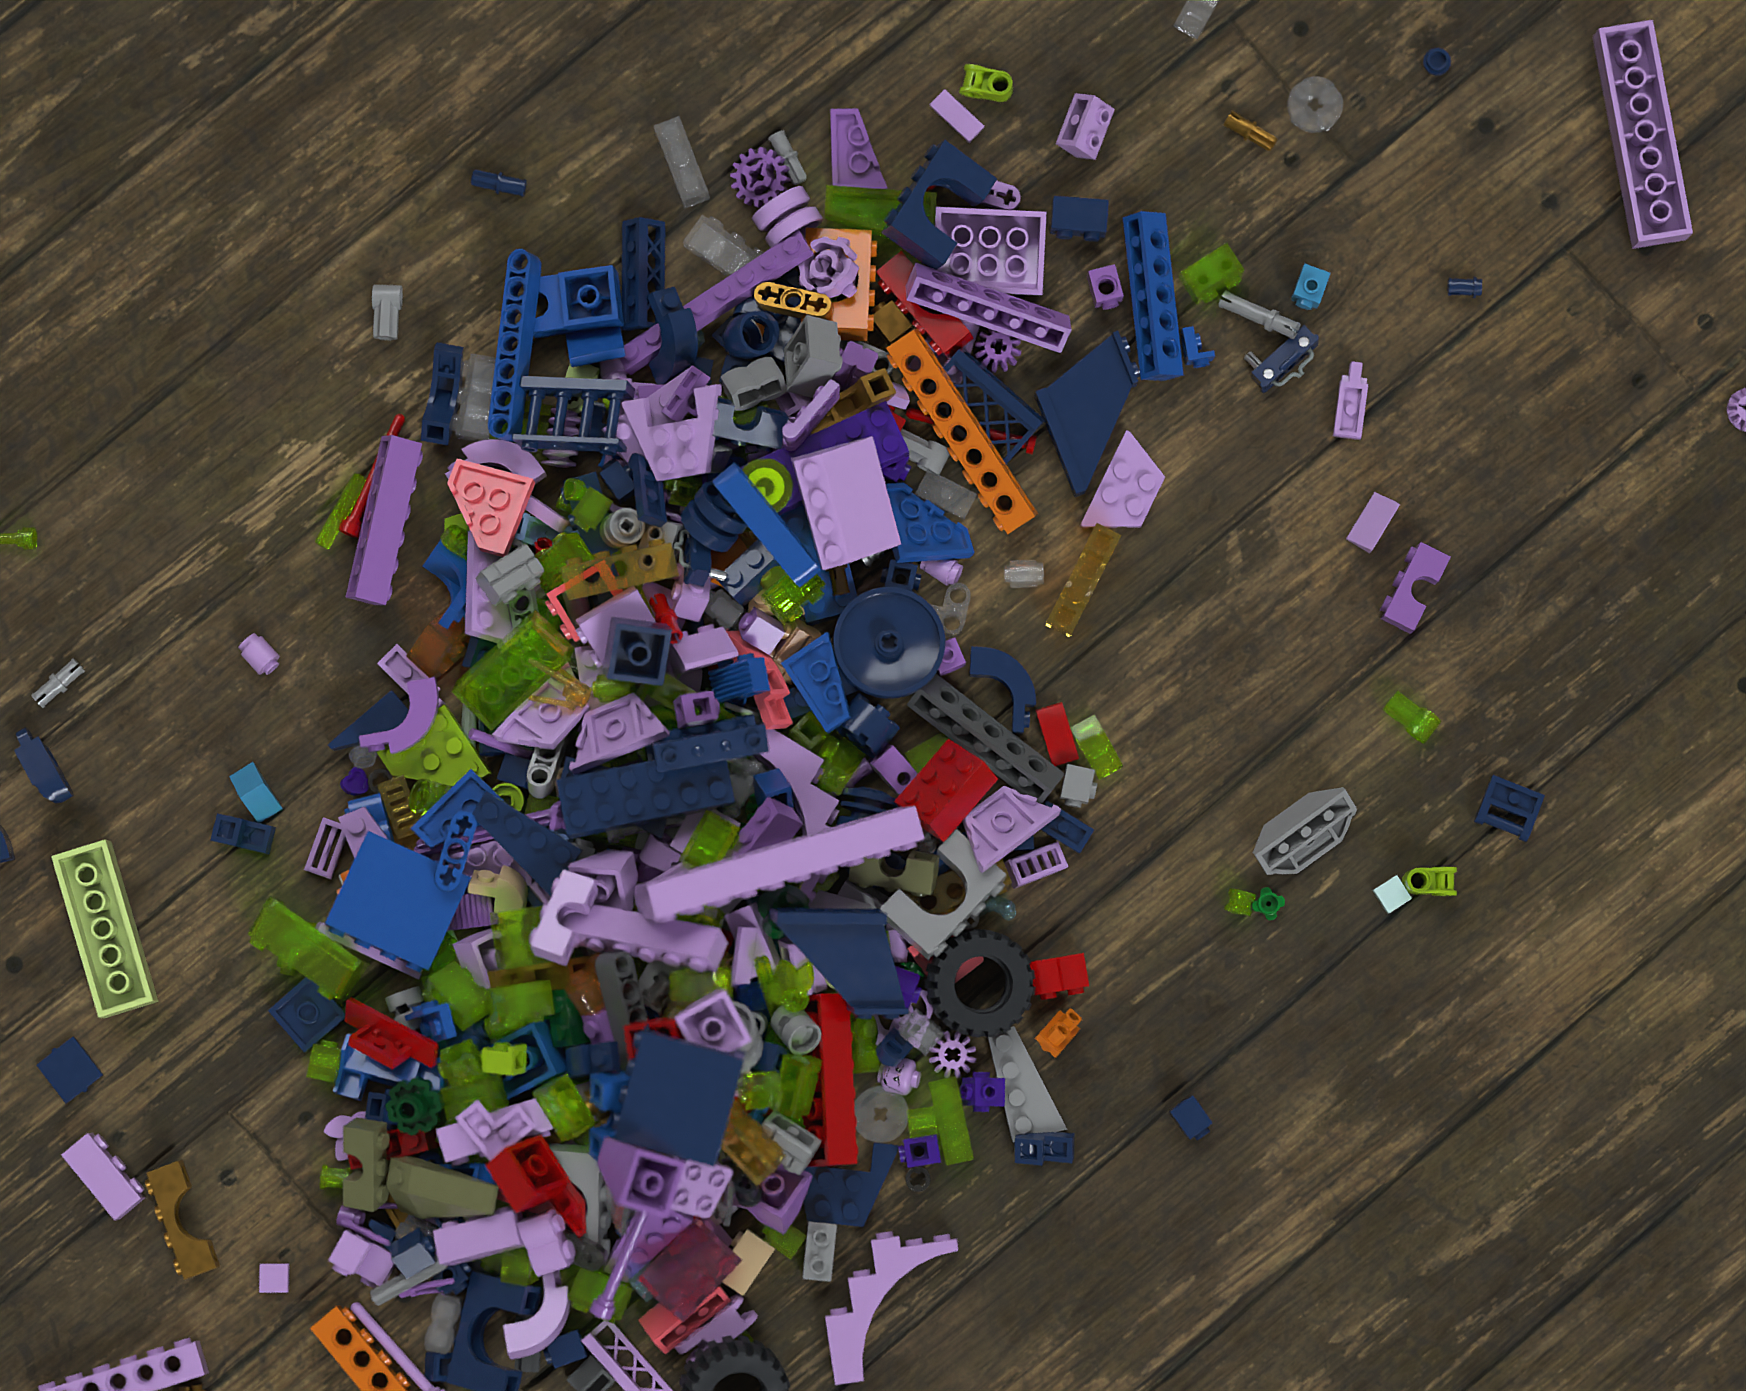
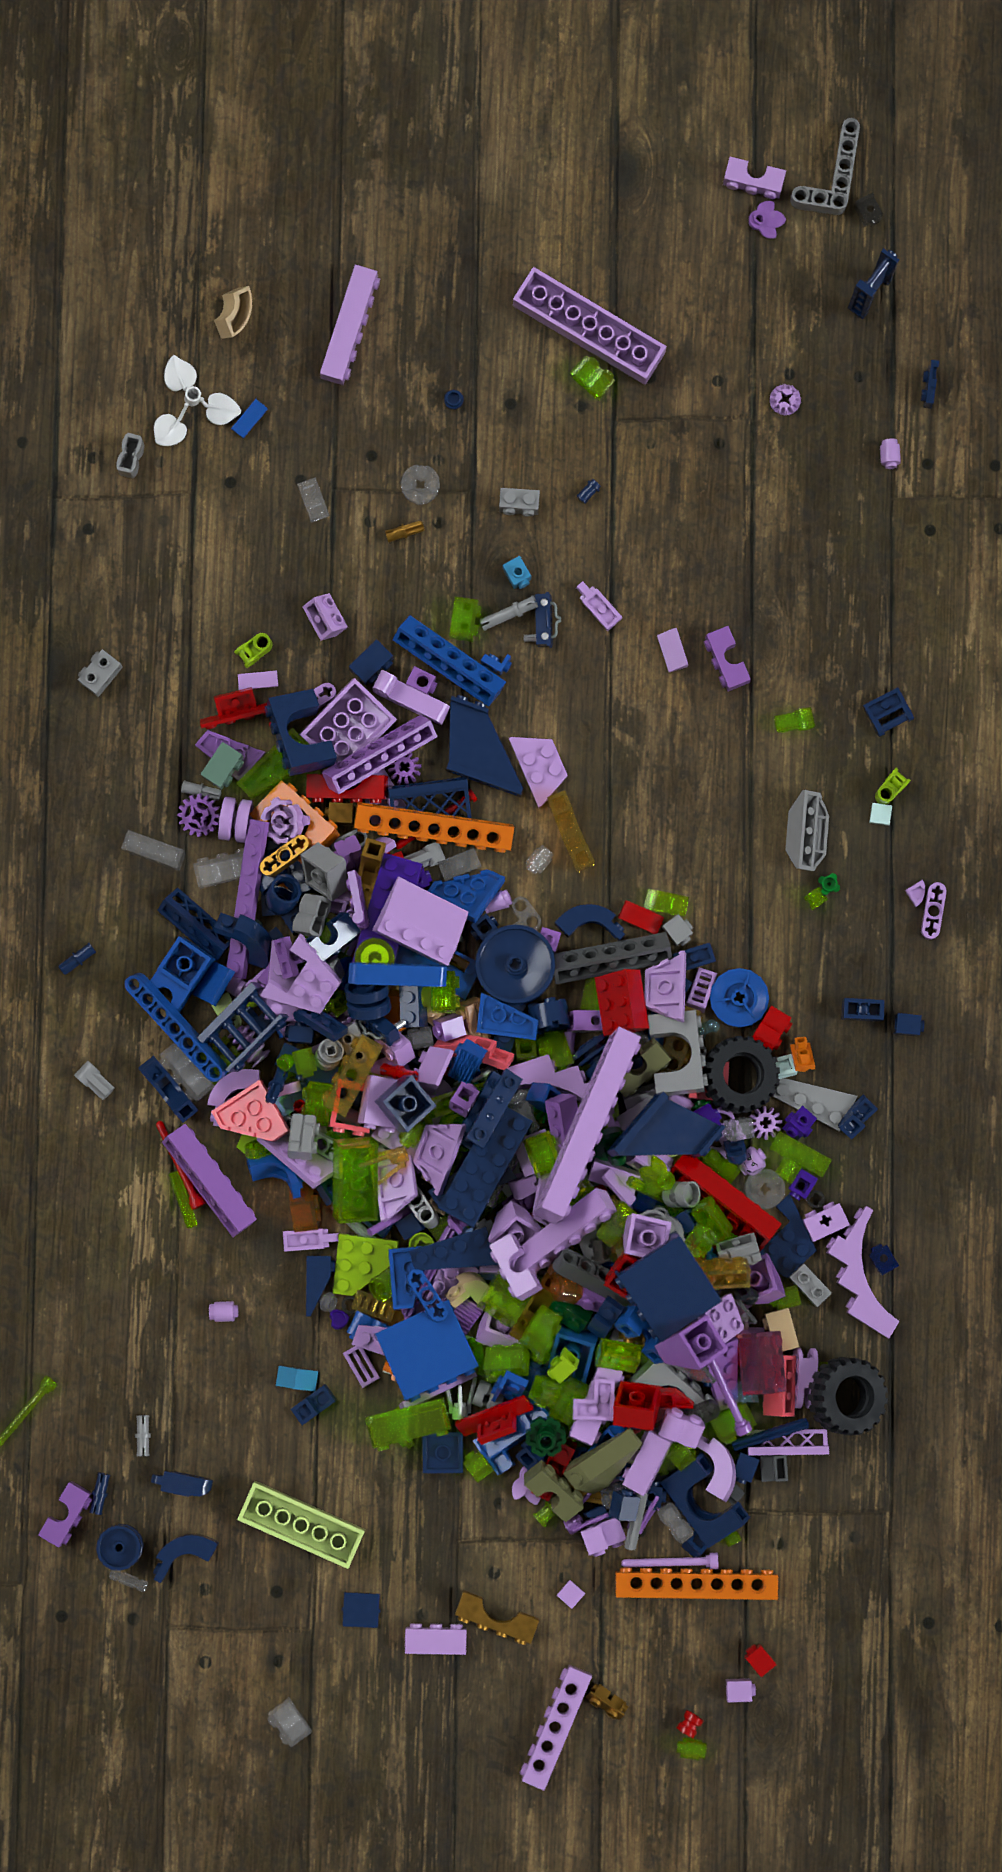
camera: 45 degrees left, 0 degrees up
(368, 991) = (460, 1409): none -> plant
(420, 718) = (336, 1252): medium lavender arch -> none
(540, 502) = (276, 1086): none -> dark blue axle
(624, 1345) = (770, 1434): none -> dark blue axle
(832, 155) = (222, 766): none -> sand green brick
(885, 1209) = (816, 1229): none -> lavender brick
(905, 114) = (232, 707): none -> red bracket
(907, 1314) = (882, 1267): none -> clear blue brick
(1031, 1024) = (786, 1066): none -> light aqua tile
(1077, 289) = (410, 698): none -> lavender beam
(1083, 906) = (754, 1001): none -> blue piece
(1164, 1055) = (862, 1009): none -> dark blue brick
(1341, 1005) = (916, 893): none -> lavender tile
(1351, 1022) = (941, 897): none -> lavender beam
(1388, 223) = (519, 501): none -> light grey brick
(1590, 185) = (592, 377): none -> clear neon green brick

